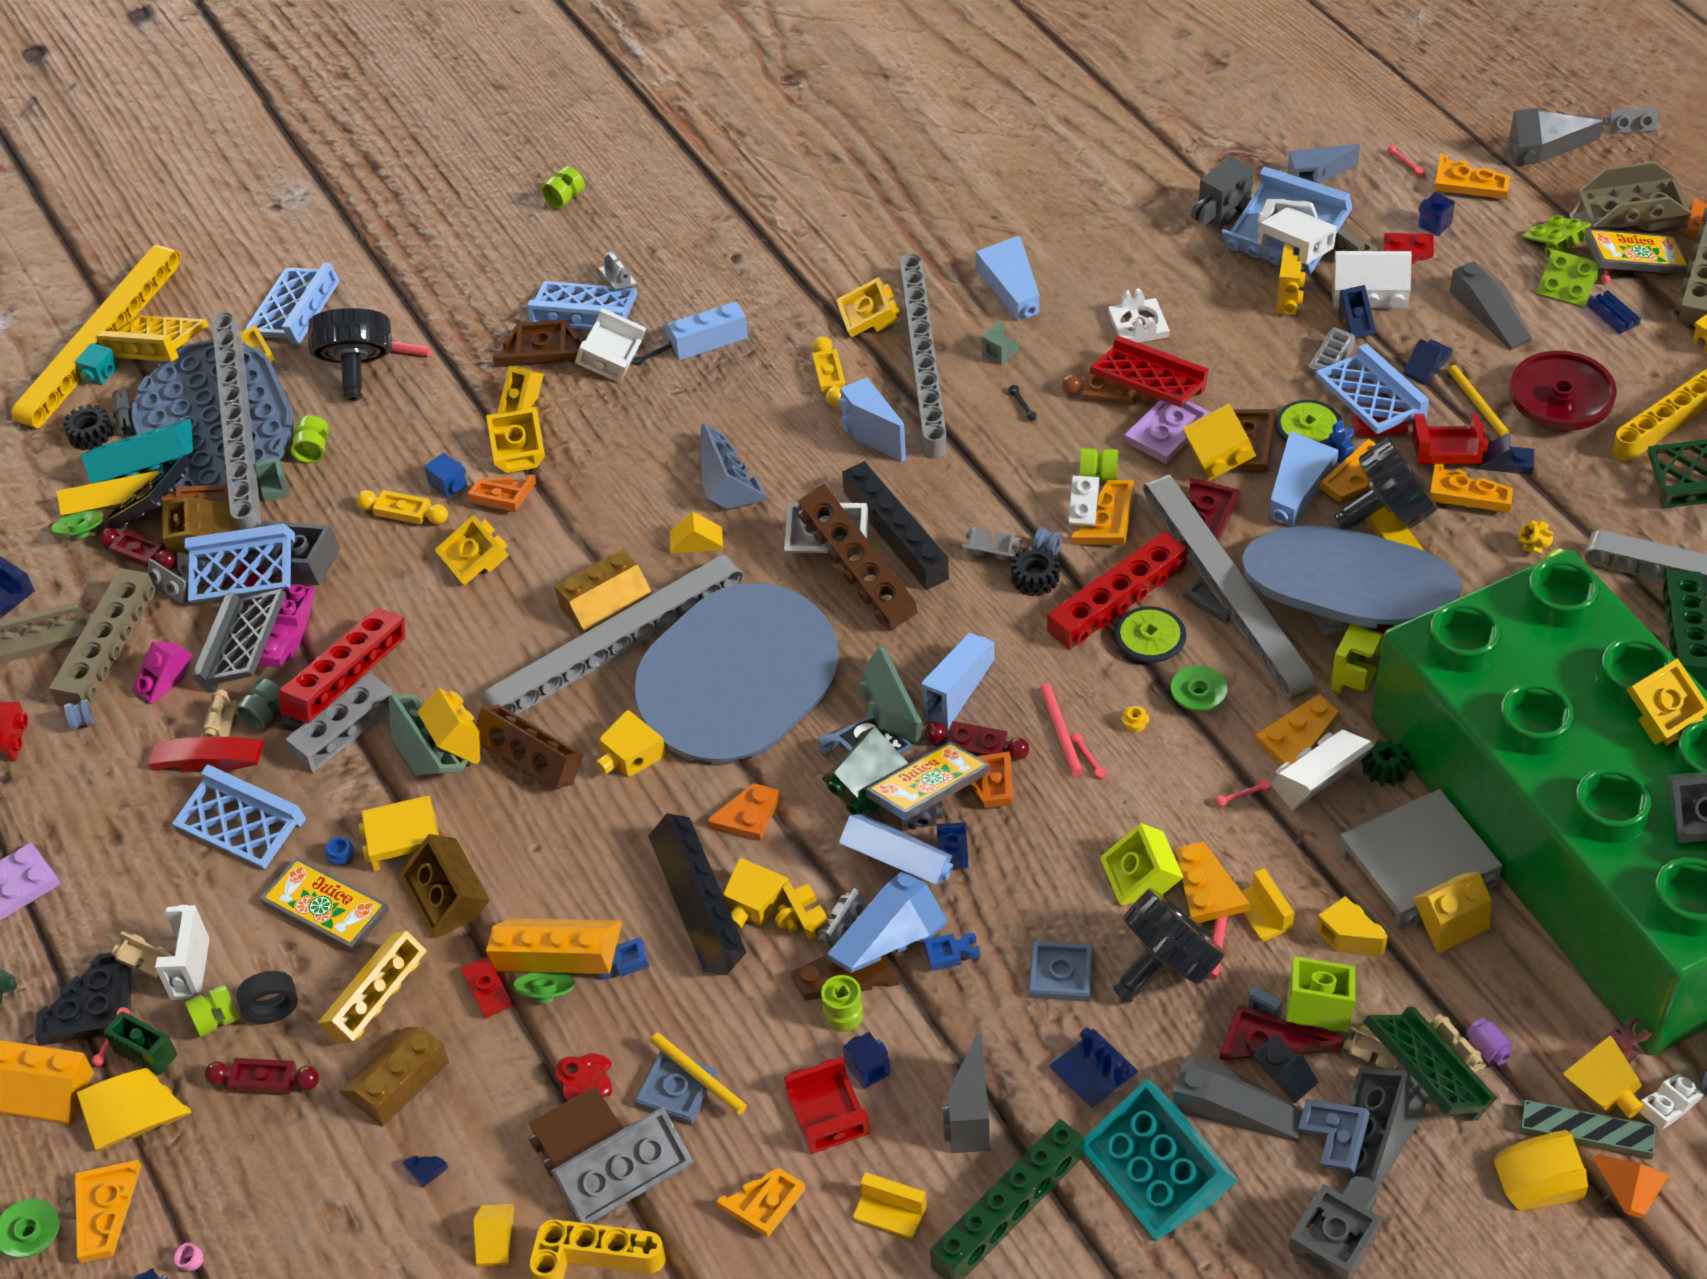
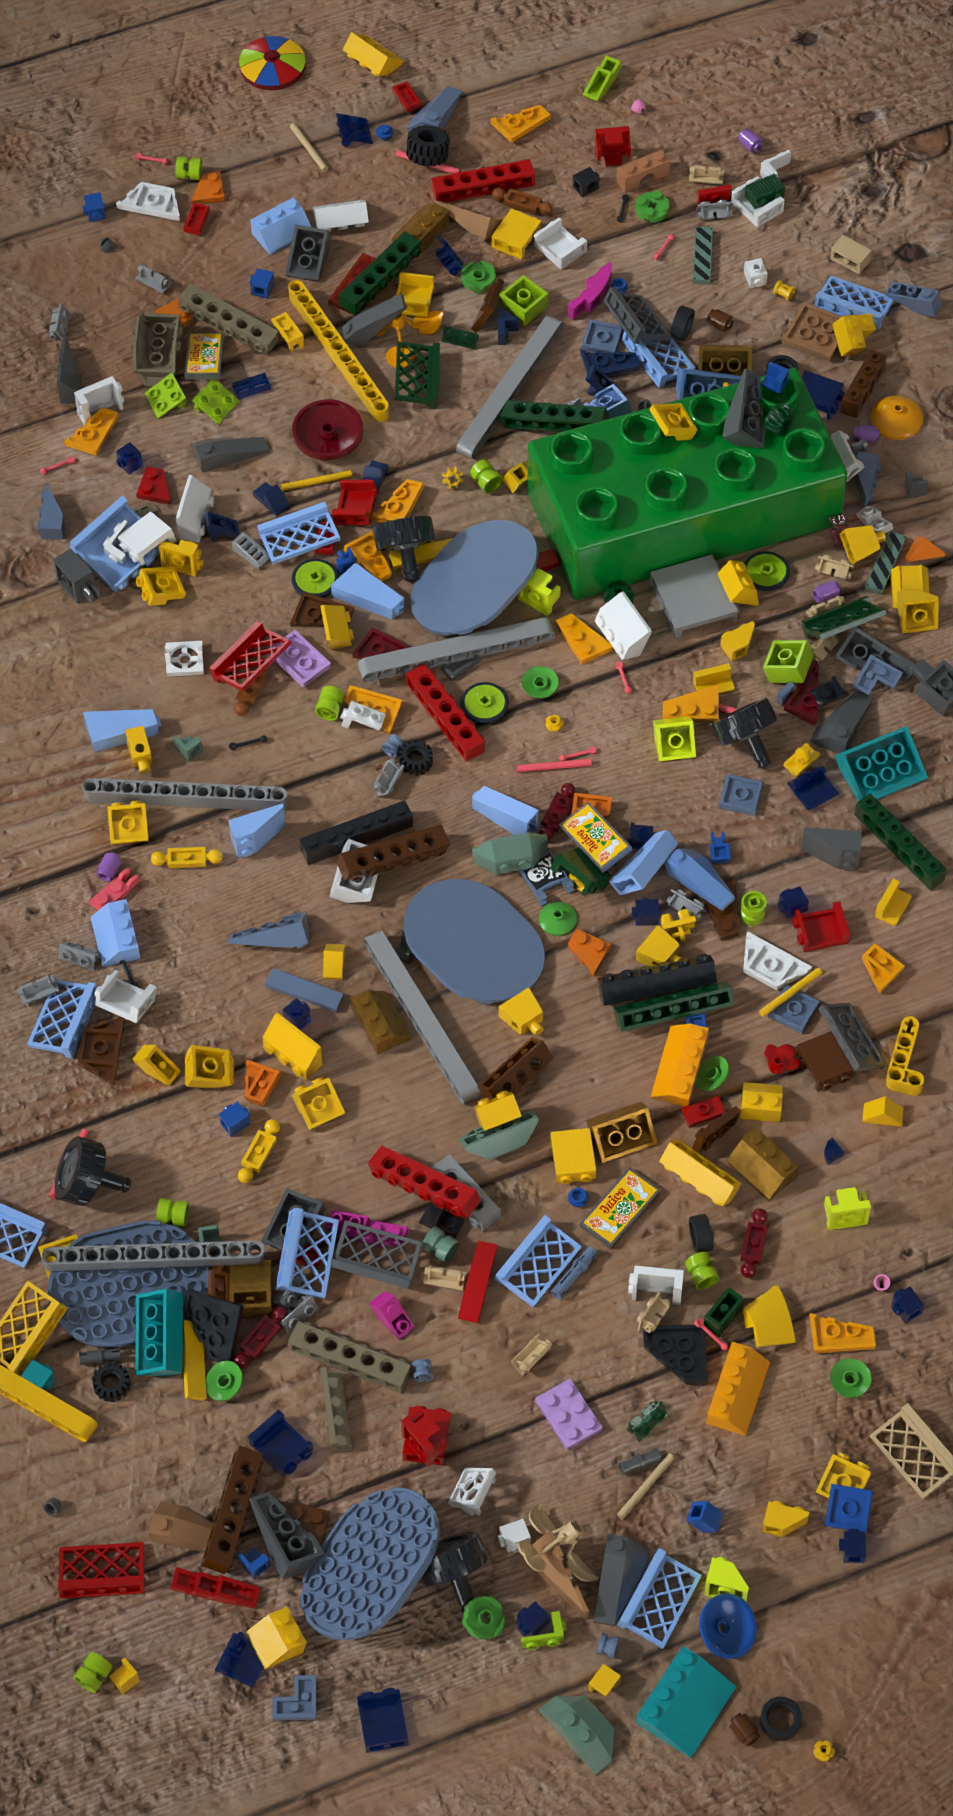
camera: 85 degrees left, 10 degrees up
(93, 827) = (531, 1354): none -> tan hinge
(228, 865) = (579, 1266): none -> sand blue pin
(304, 1187) = (849, 1211): none -> neon yellow panel
(435, 992) = (715, 1129): none -> reddish brown wing
(505, 1056) = (761, 1102): none -> yellow slope
(550, 512) = (292, 1047): none -> yellow slope
(601, 508) = (297, 1013): none -> clear blue brick
(646, 515) = (304, 990): none -> sand blue tile
(653, 921) = (673, 1006): none -> dark green brick
(675, 293) = (75, 955): none -> light grey hinge
(750, 1043) = (771, 964): none -> white wing
(771, 318) = (115, 890): none -> coral hinge
(800, 779) = (557, 925): none -> bright green dish
(801, 303) = (109, 866): none -> medium lavender brick
(820, 868) = (646, 912): none -> clear blue brick
(978, 295) = (139, 748): none -> yellow torso
(1137, 1039) = (801, 760): none -> yellow hips
(1243, 275) = (160, 585): none -> yellow plate
(1486, 1175) = (917, 611): none -> yellow slope
(1513, 971) = (765, 561): none -> lime wheel
(1516, 159) = (98, 395): none -> white panel
(1549, 1039) = (841, 568): none -> tan hinge

